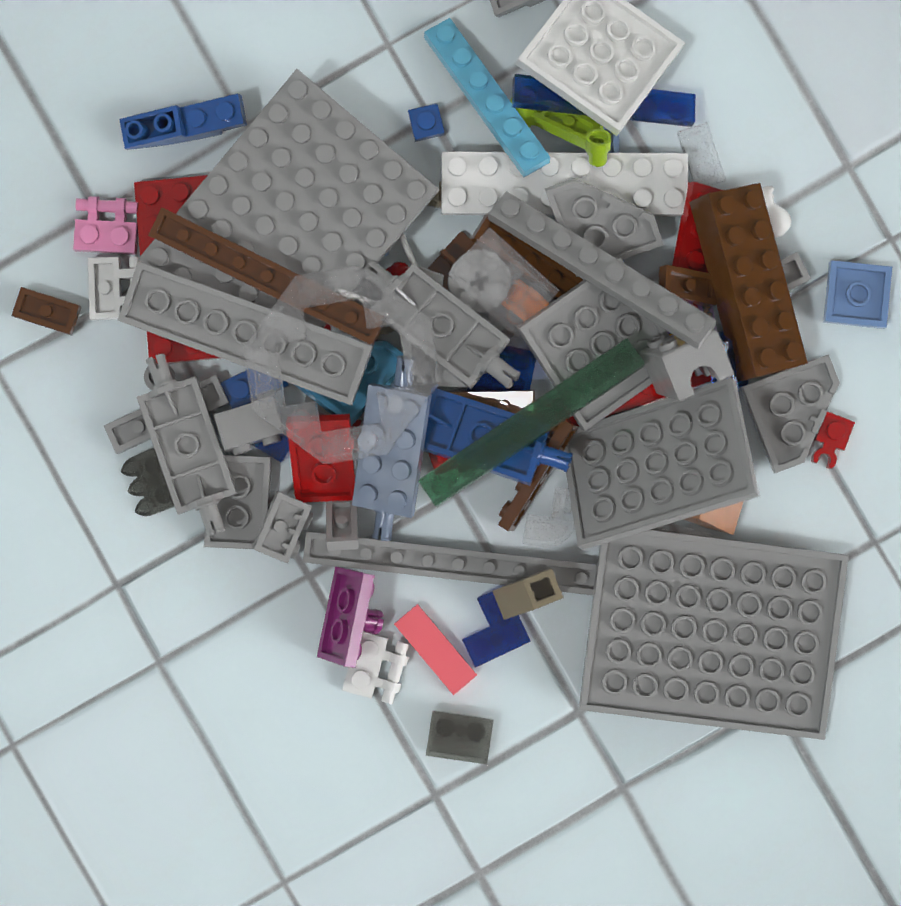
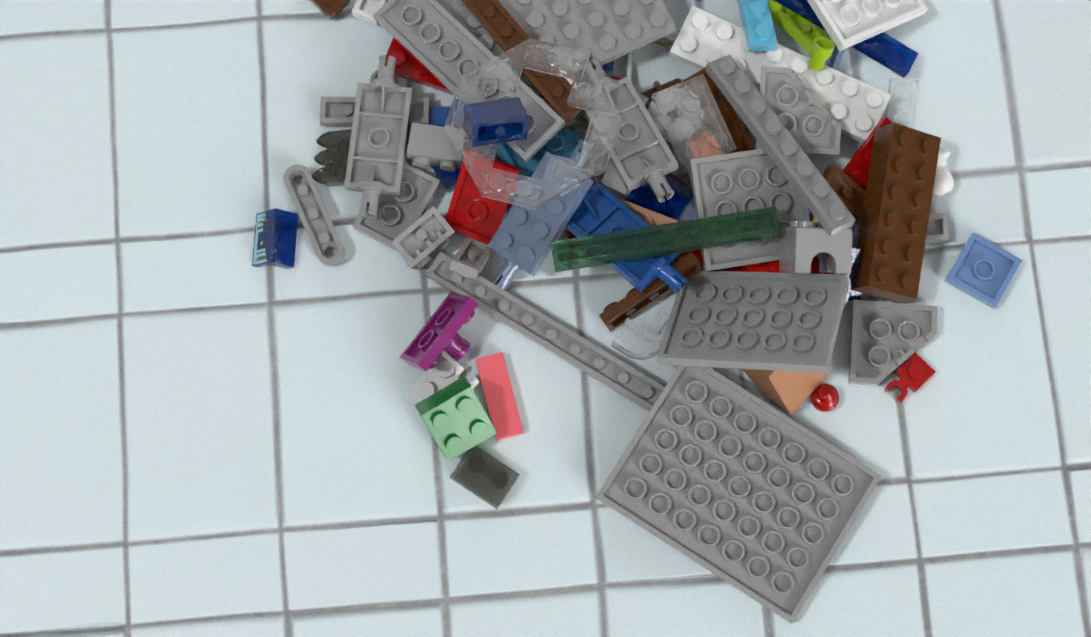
camera: 30 degrees right, 10 degrees down
(131, 596) = (275, 238): none -> clear blue panel
(158, 552) = (313, 215): none -> light grey plate
(305, 385) = (495, 121): none -> clear blue brick
(405, 697) = (455, 418): none -> brick
(499, 637) = (563, 408): clear blue plate -> none
(528, 593) = (597, 380): dark tan slope -> none
(759, 504) = (824, 398): none -> red plate

